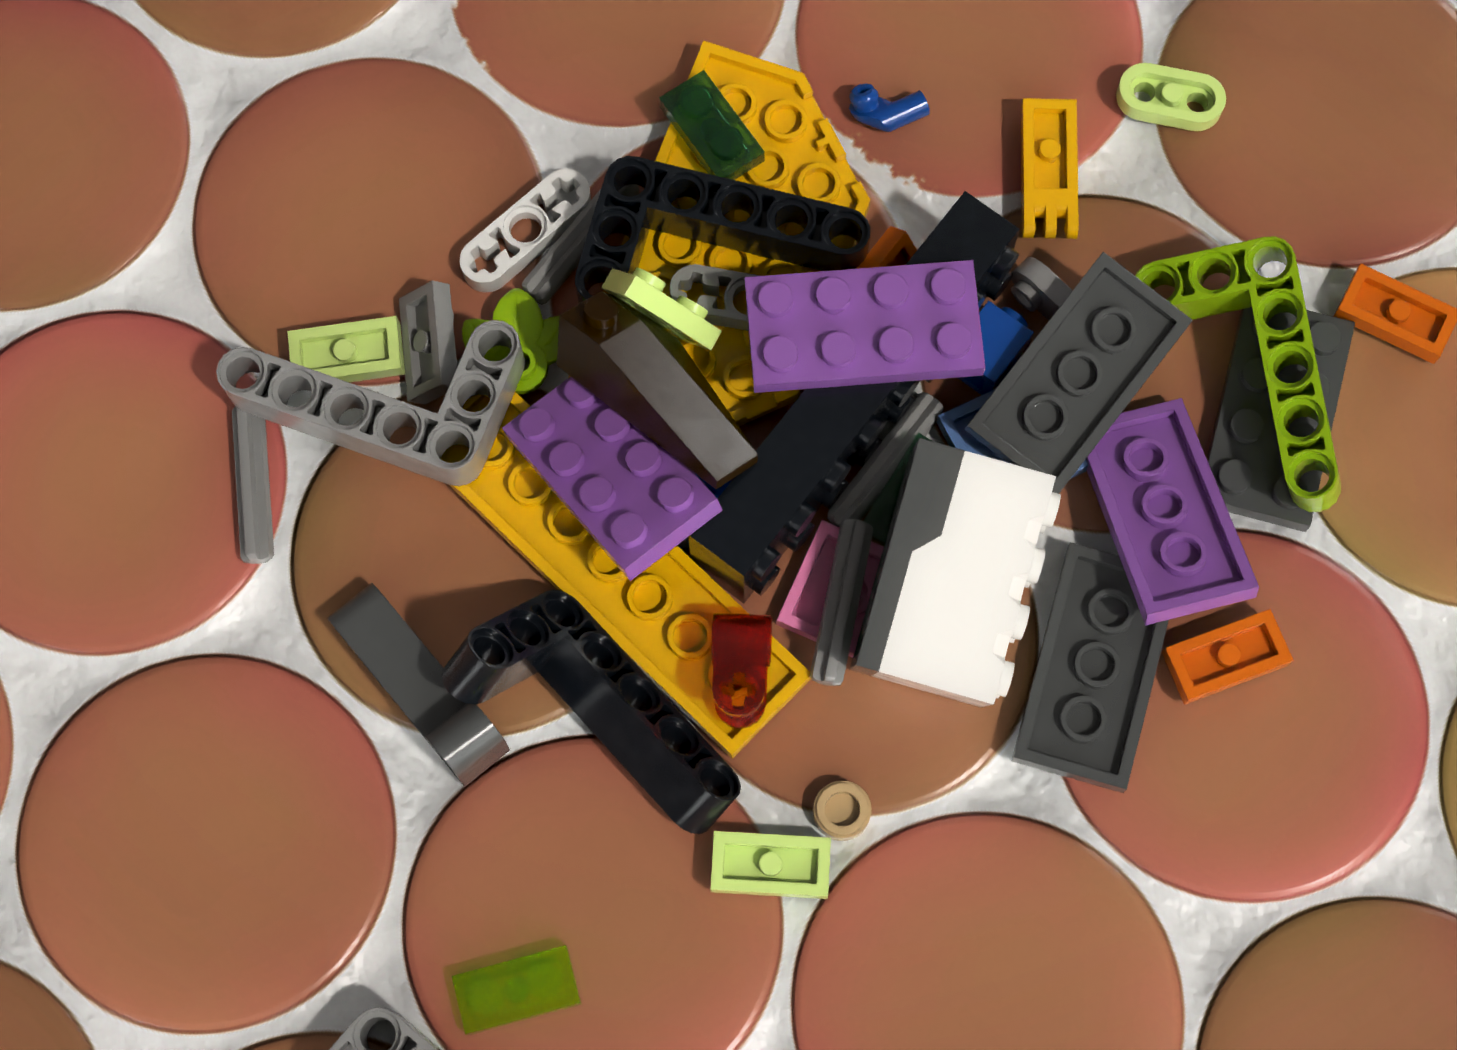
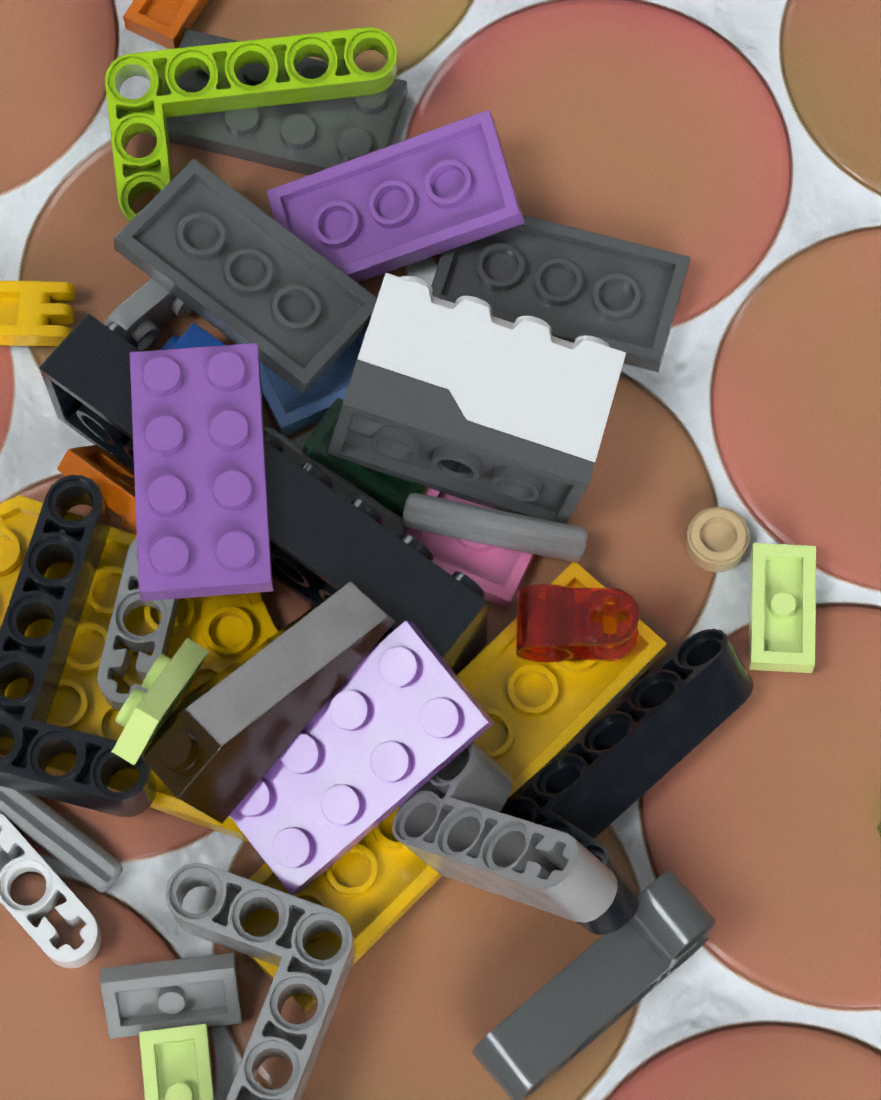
camera: 90 degrees left, 5 degrees down
(536, 336) = (142, 889): lime plate -> none
(536, 555) = (463, 836): none -> light grey beam
(1227, 656) = (546, 162): orange plate -> none

